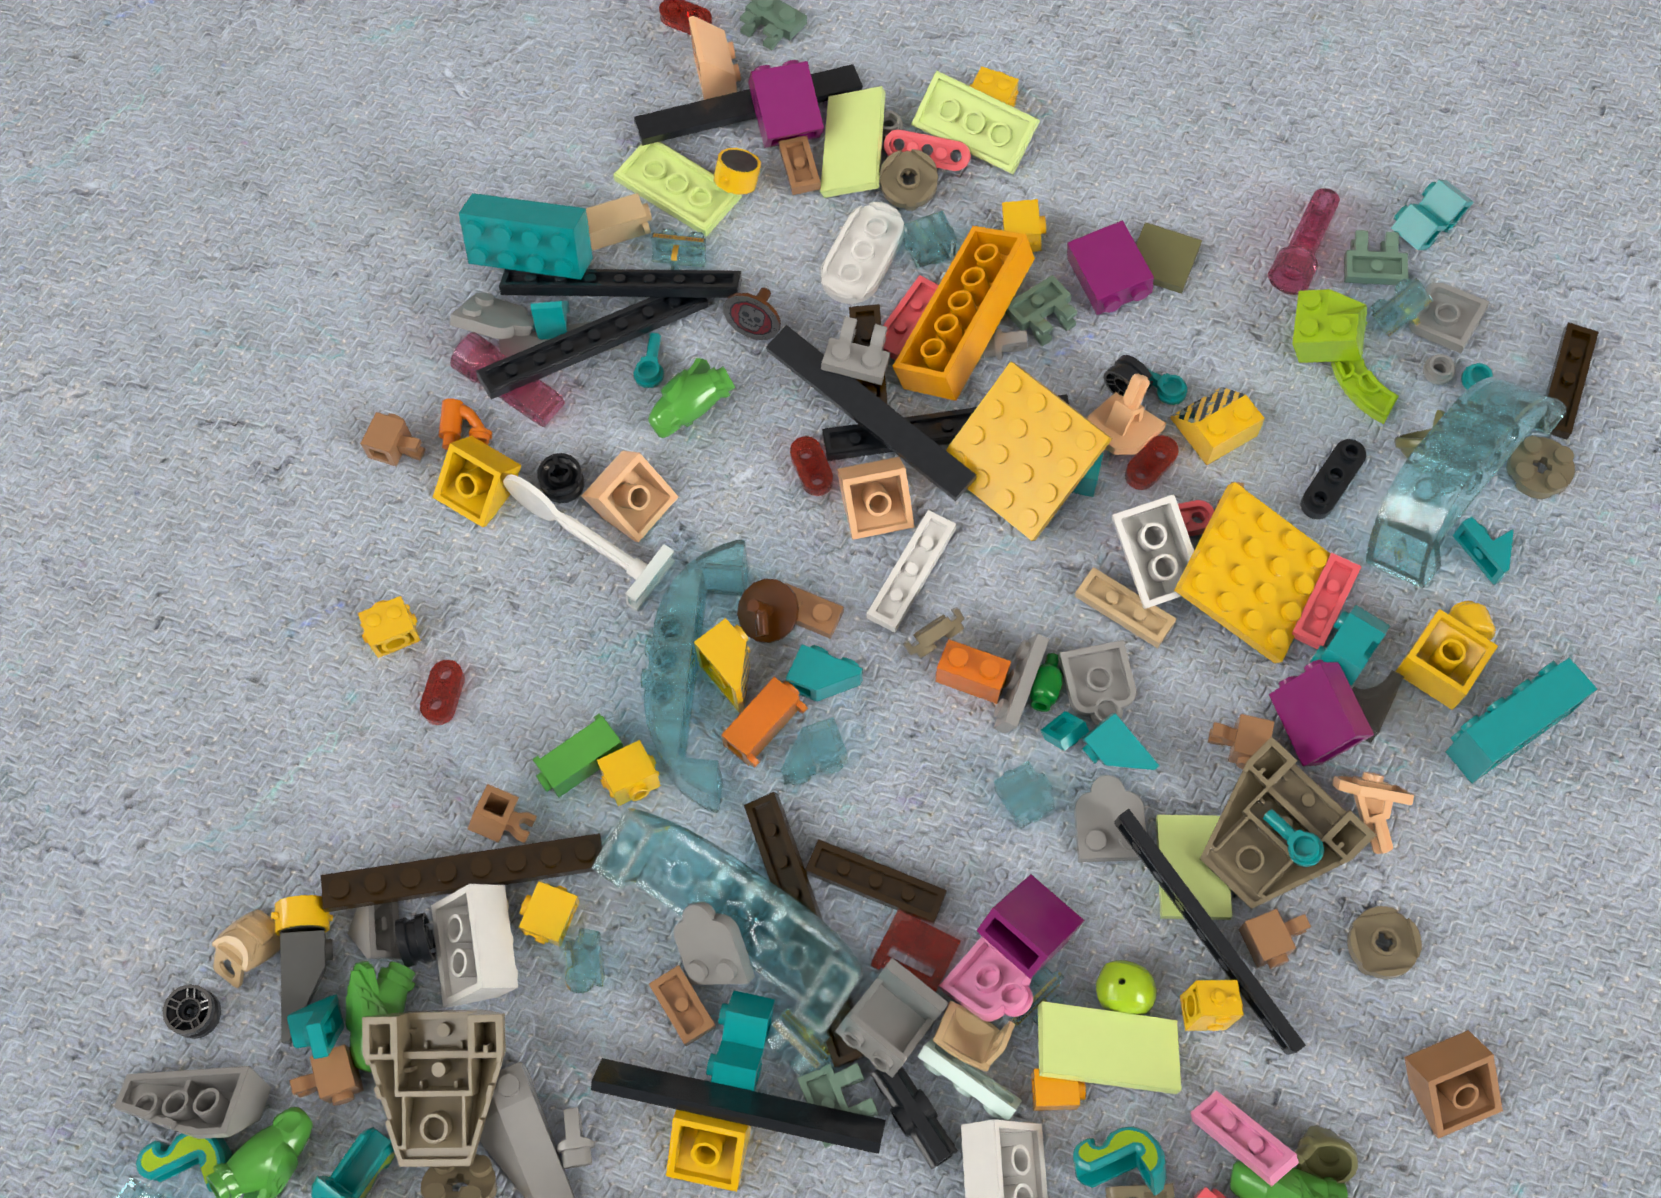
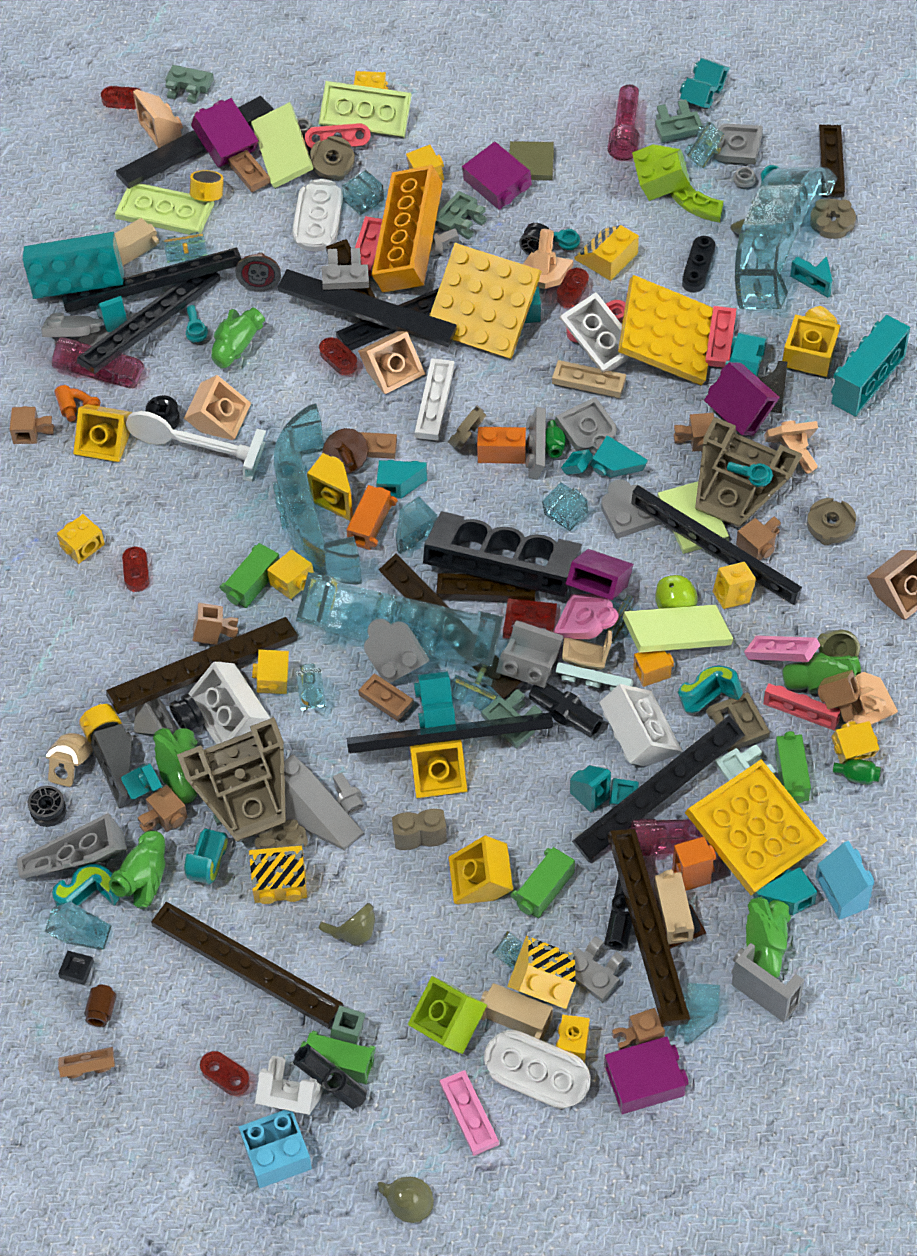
camera: 20 degrees left, 10 degrees down
(862, 779) = (451, 529): none -> black fence

